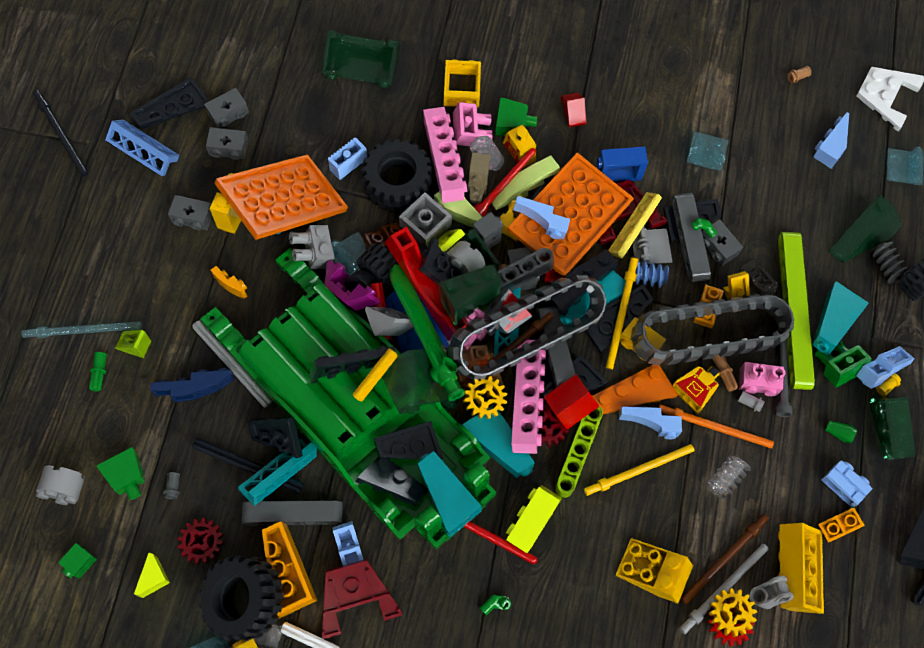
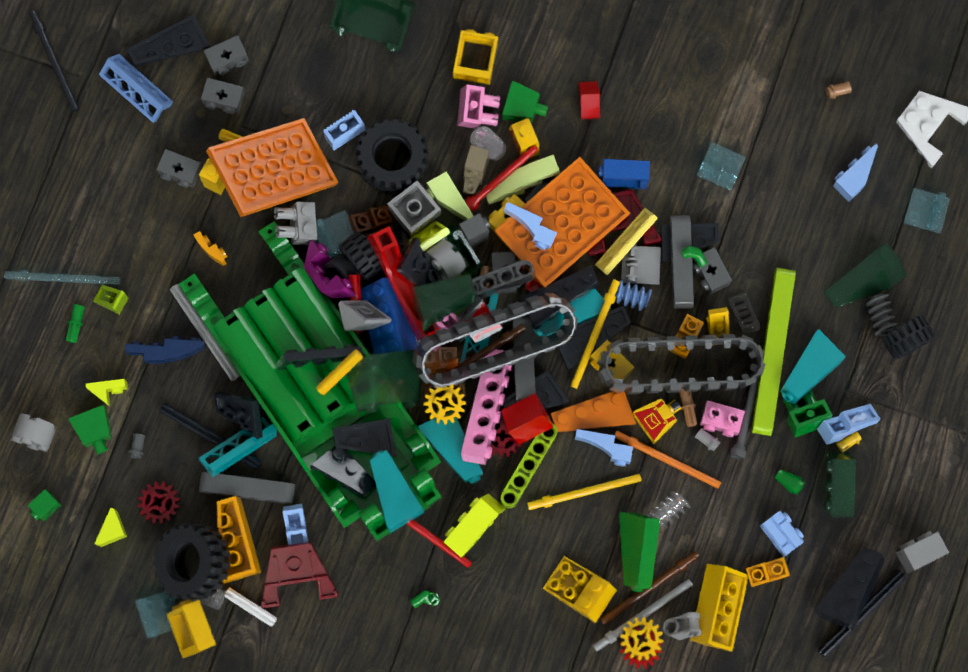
camera: 10 degrees right, 10 degrees up
(131, 431) = (102, 389): none -> neon yellow slope
(443, 154) = (443, 96): bright pink brick -> none
(443, 367) = (405, 373): green piece -> none
(708, 519) = (639, 548): none -> green slope

